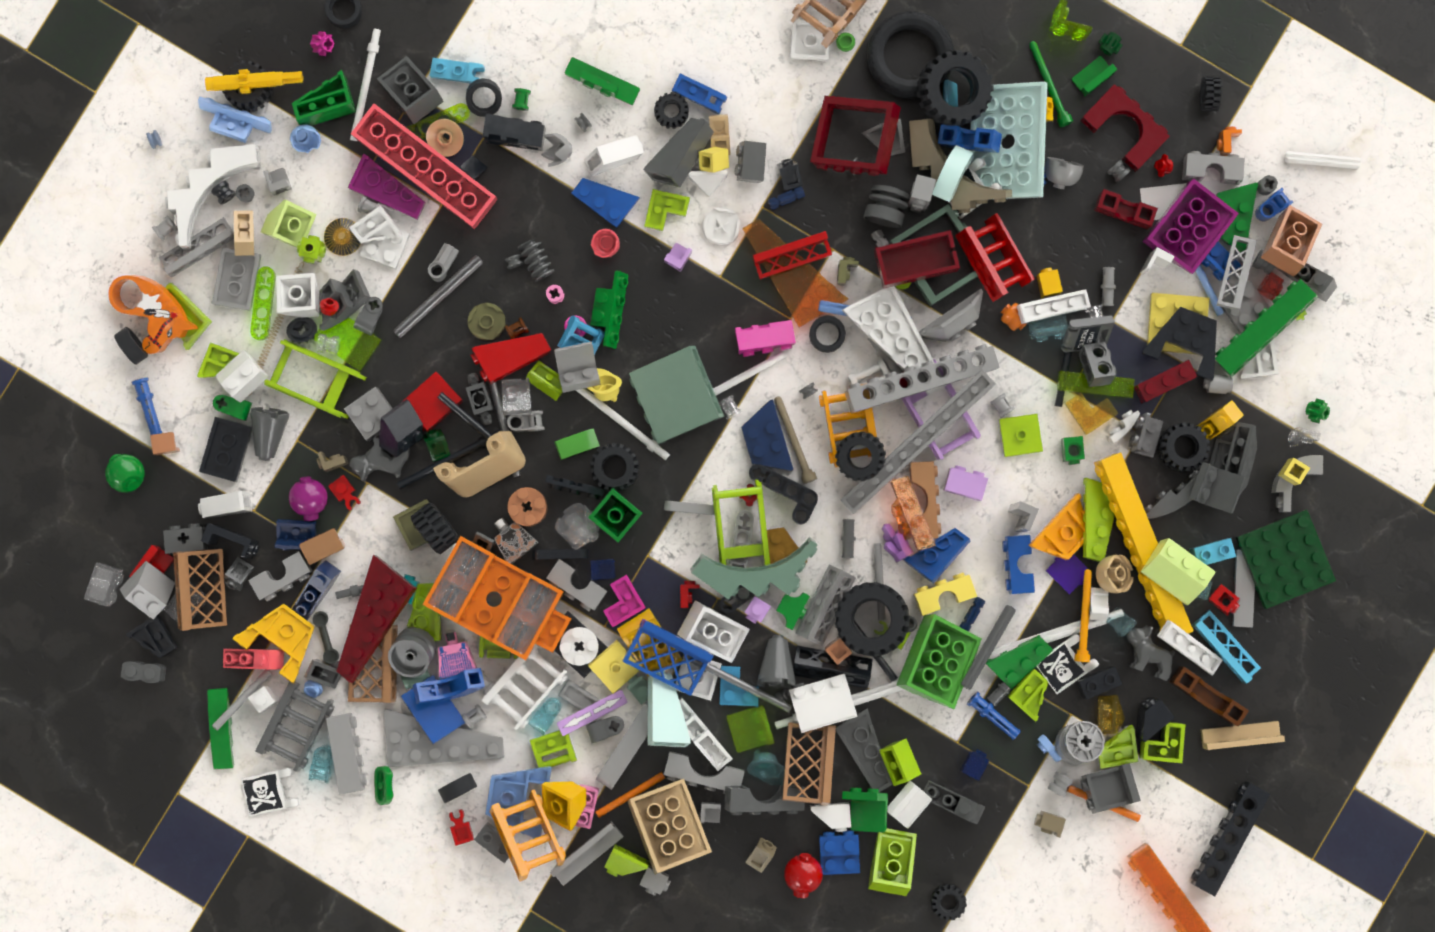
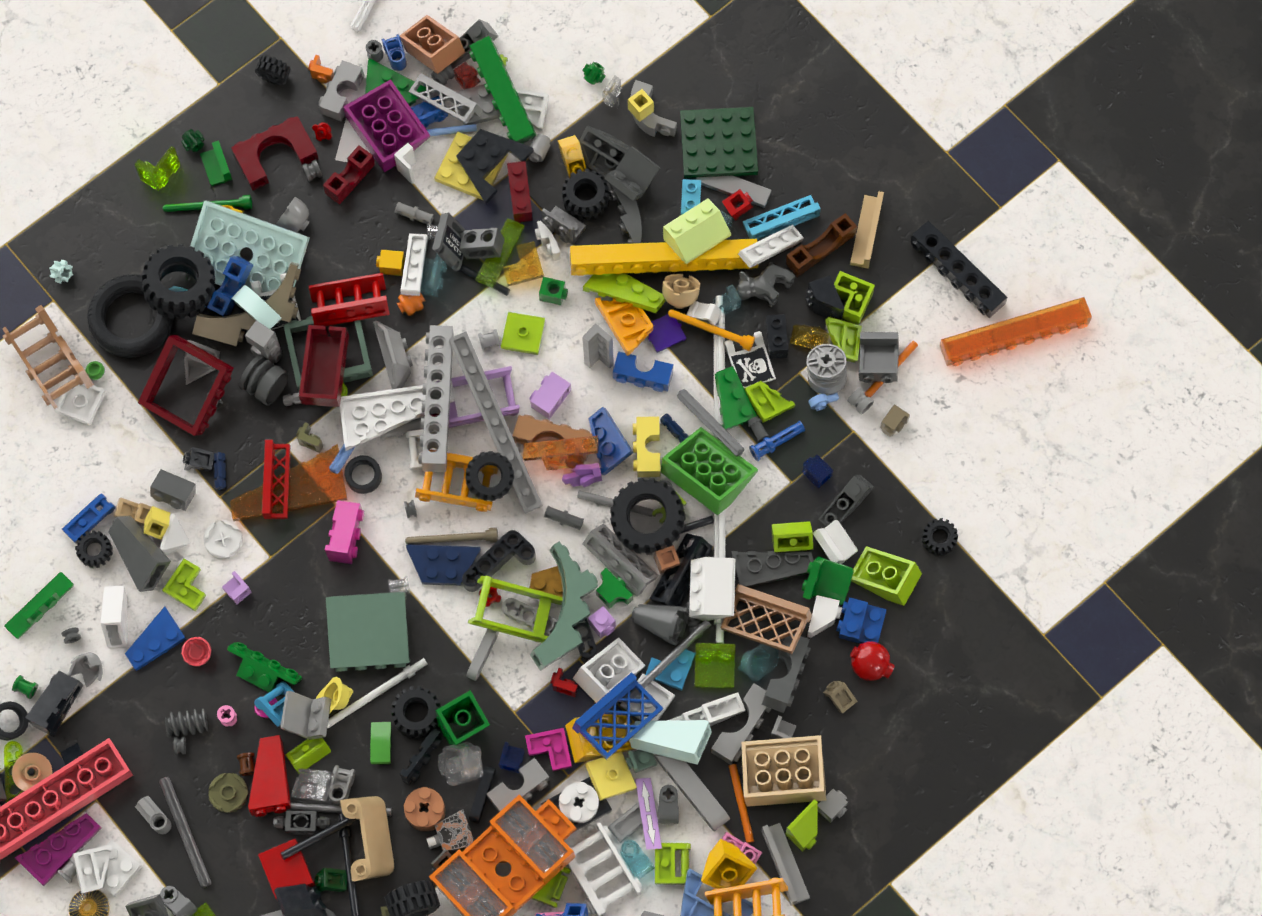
camera: 70 degrees left, 15 degrees down
(750, 372) = (372, 556): white bar -> none

